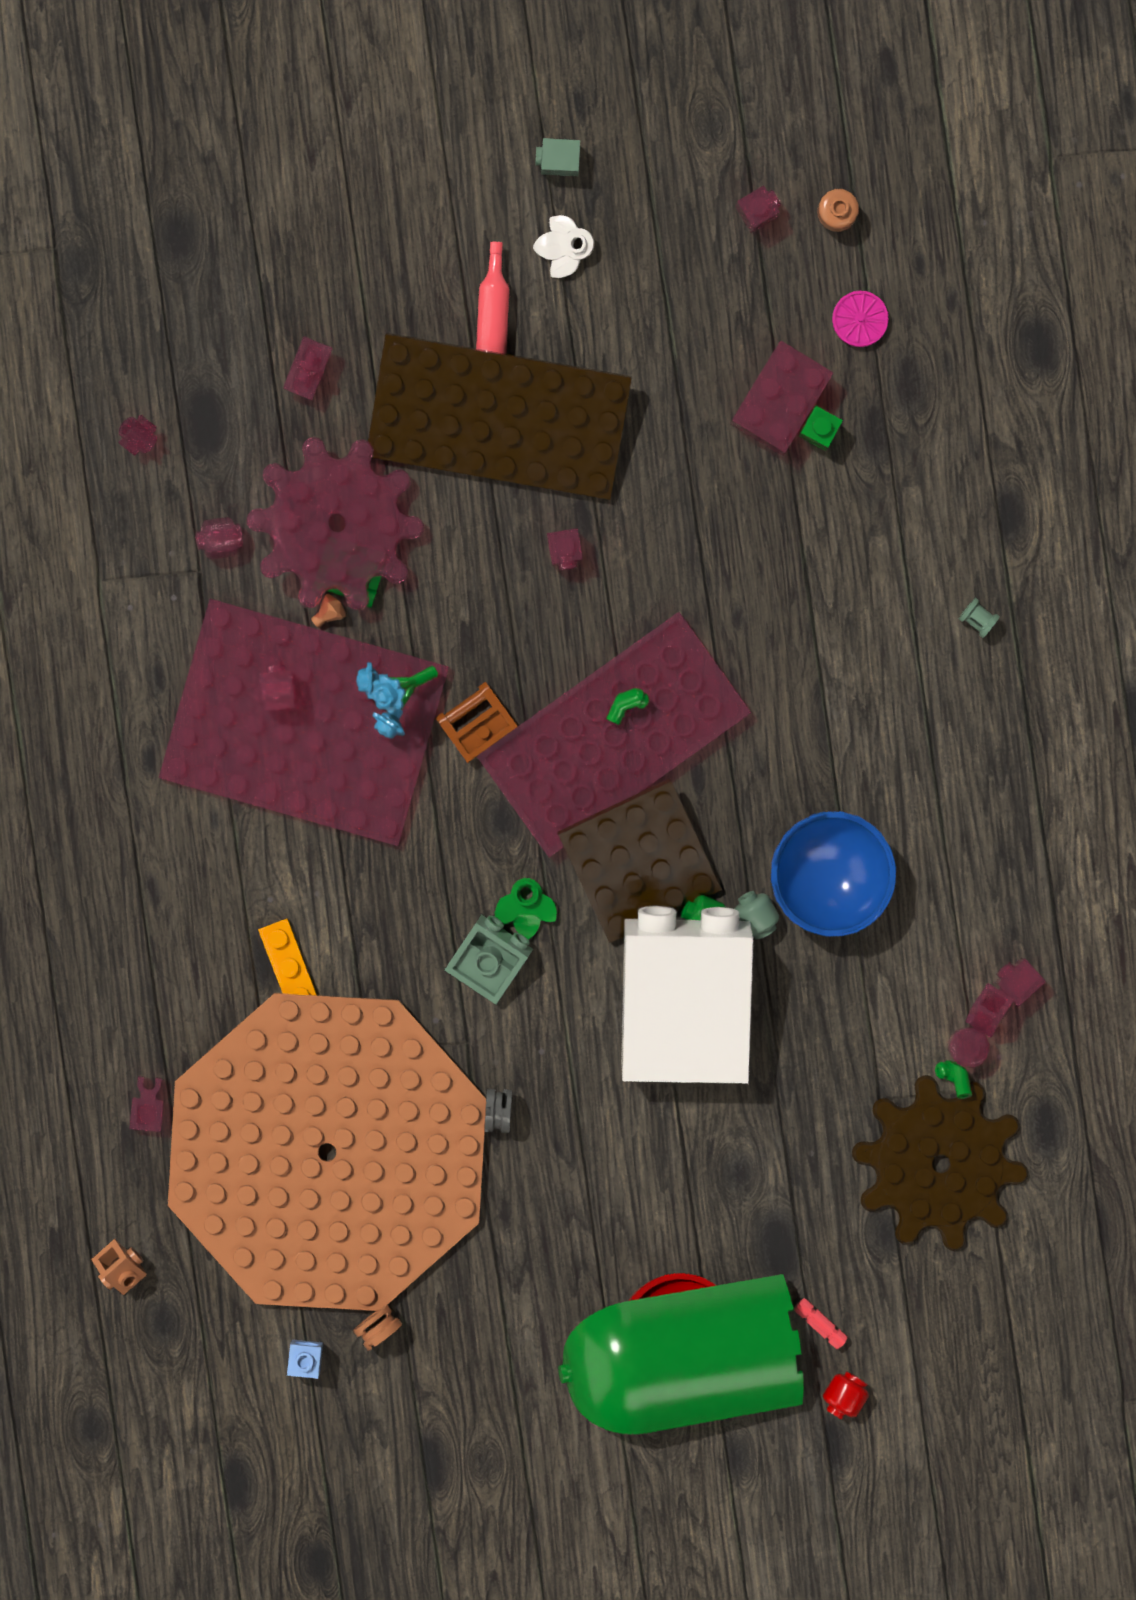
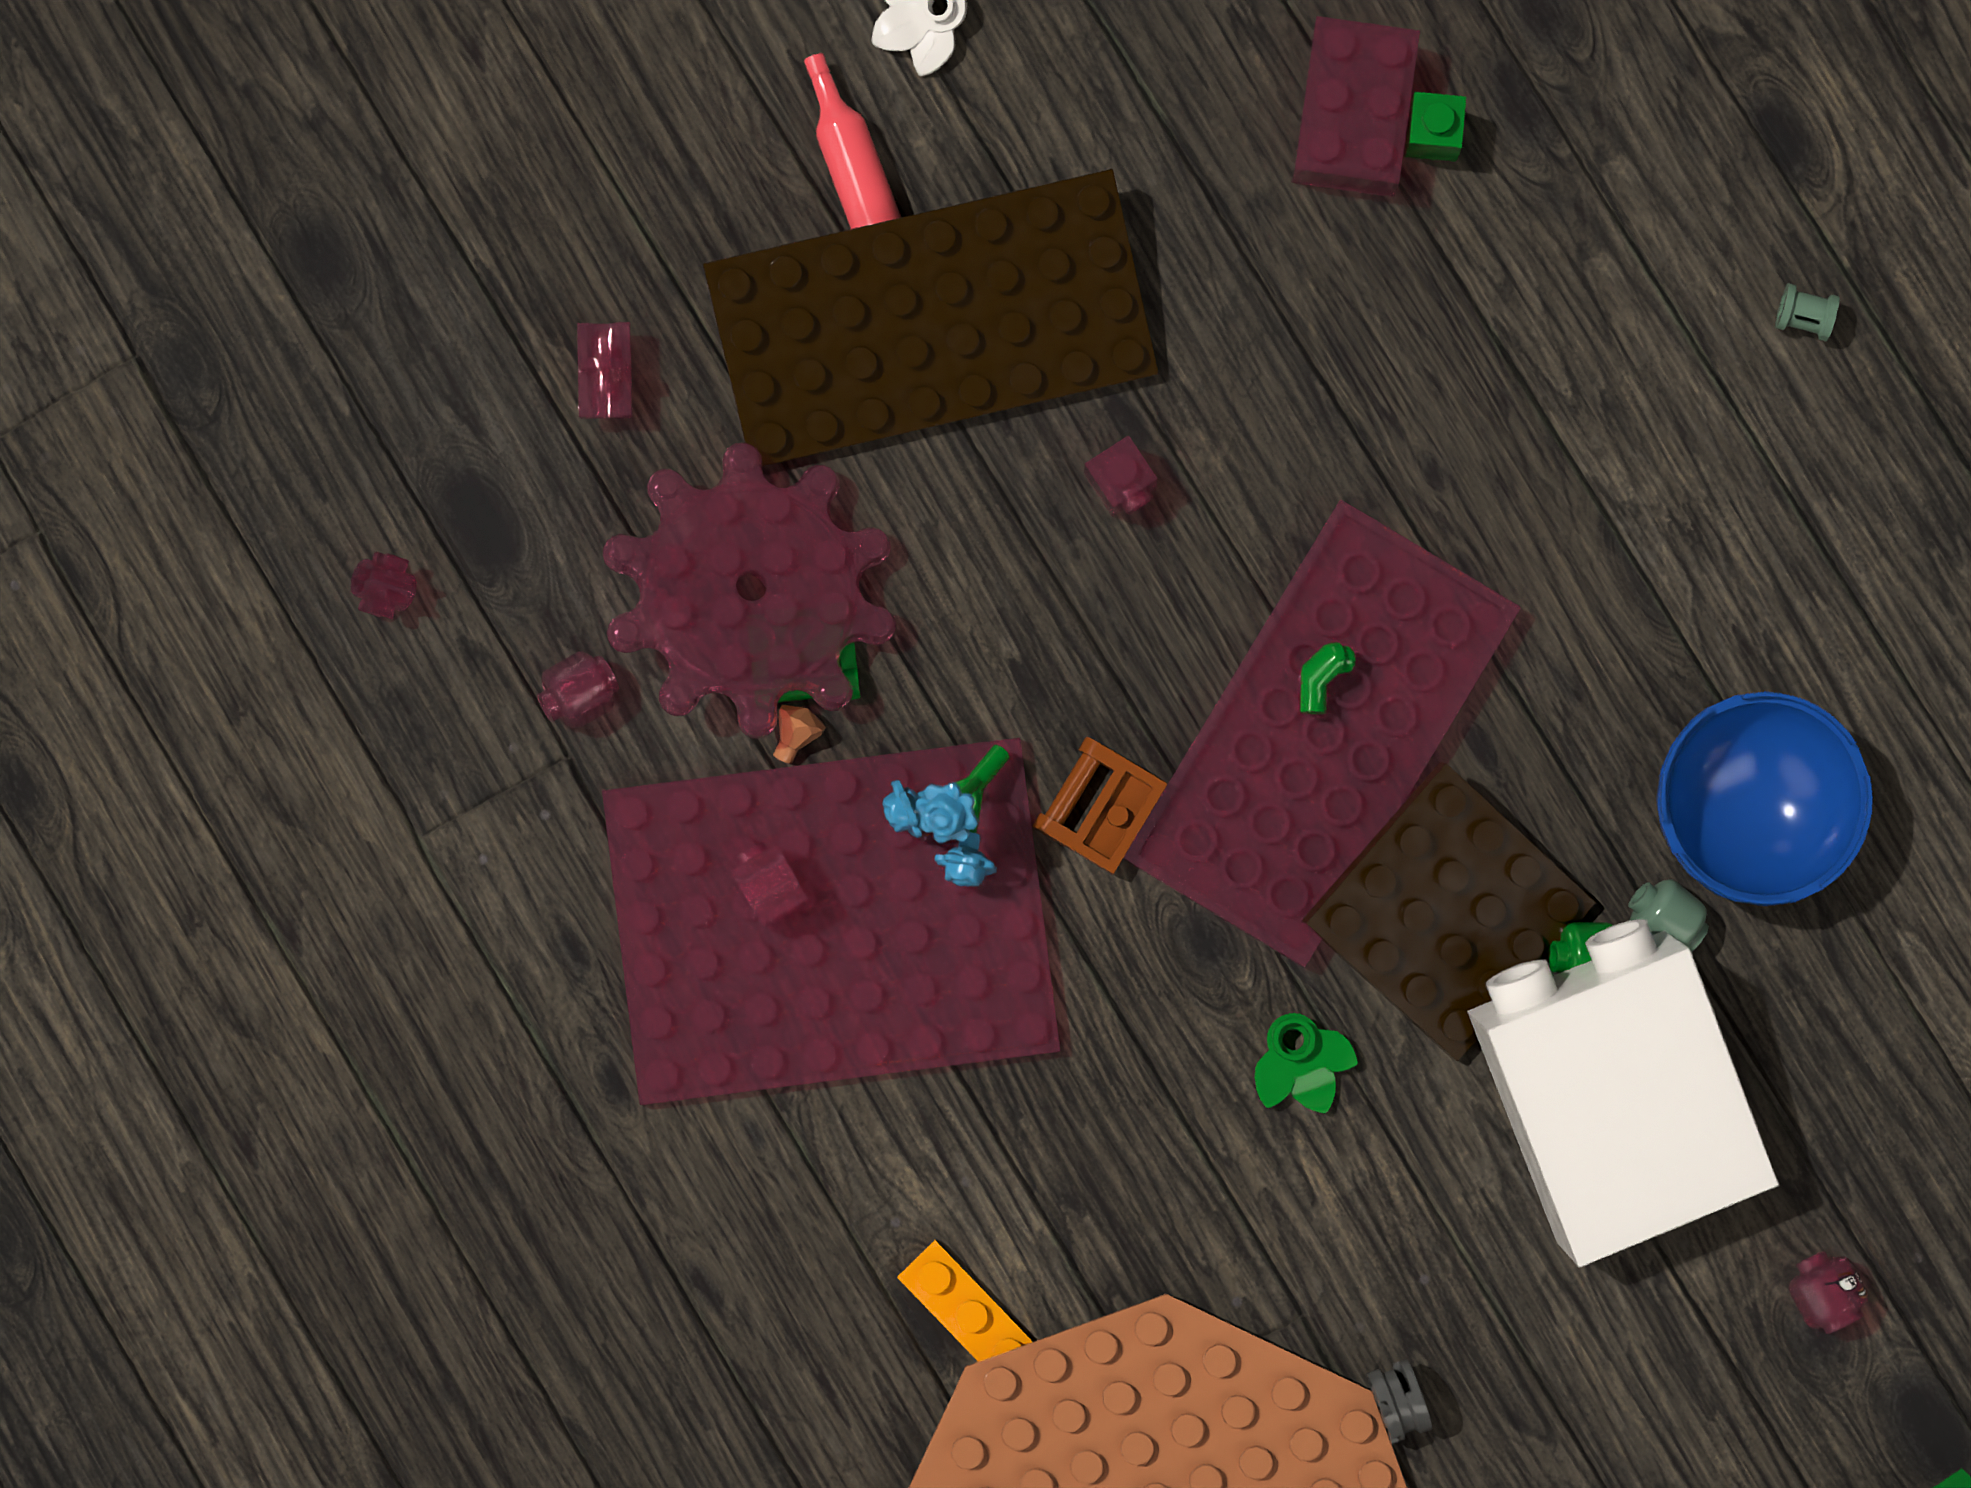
camera: 20 degrees left, 5 degrees down
(489, 958) = (1280, 1166): sand green plate -> none
(753, 1151) = (1828, 1292): none -> clear pink head

